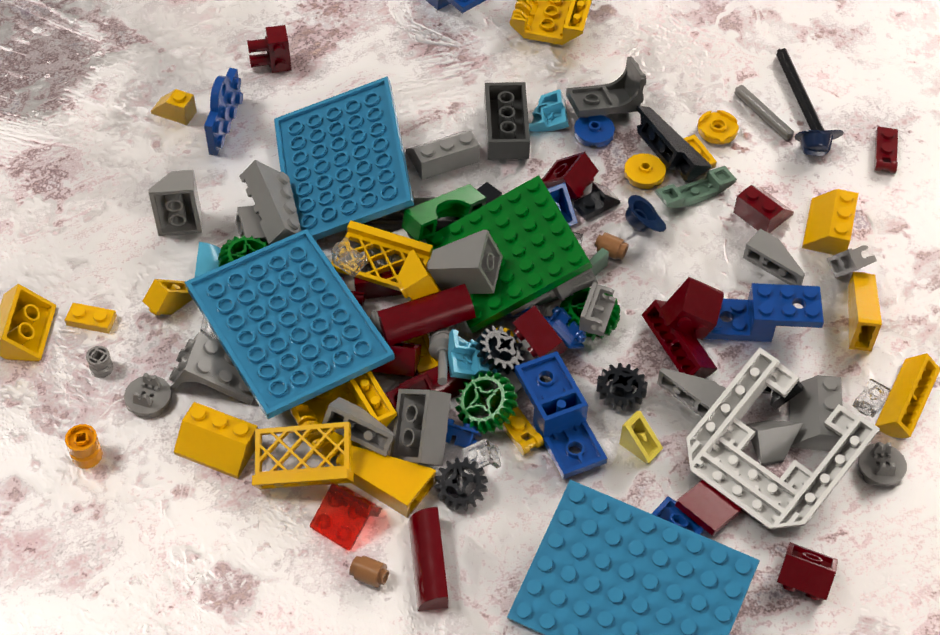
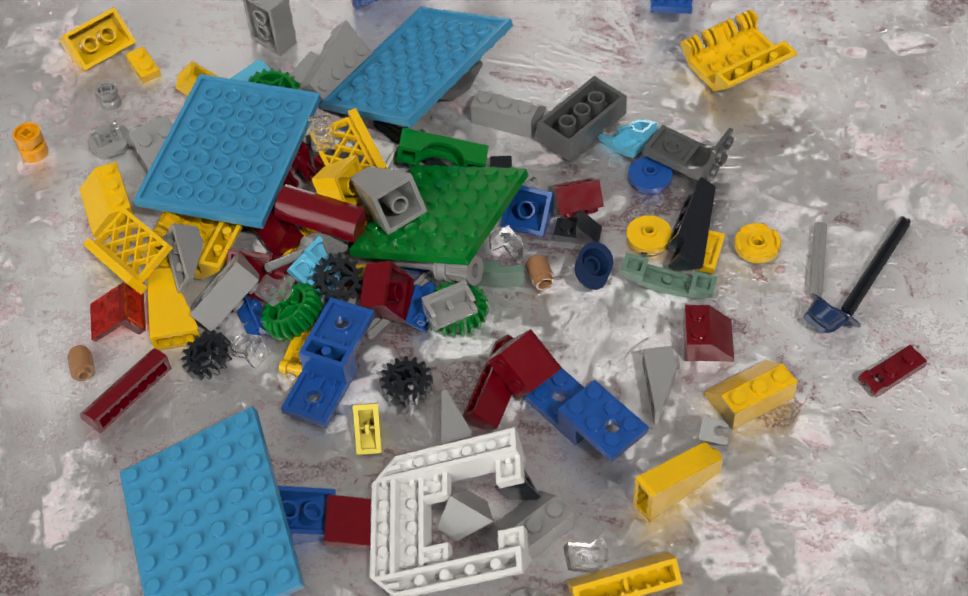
camera: 50 degrees right, 0 degrees up
(468, 392) = (274, 291): none -> clear bracket

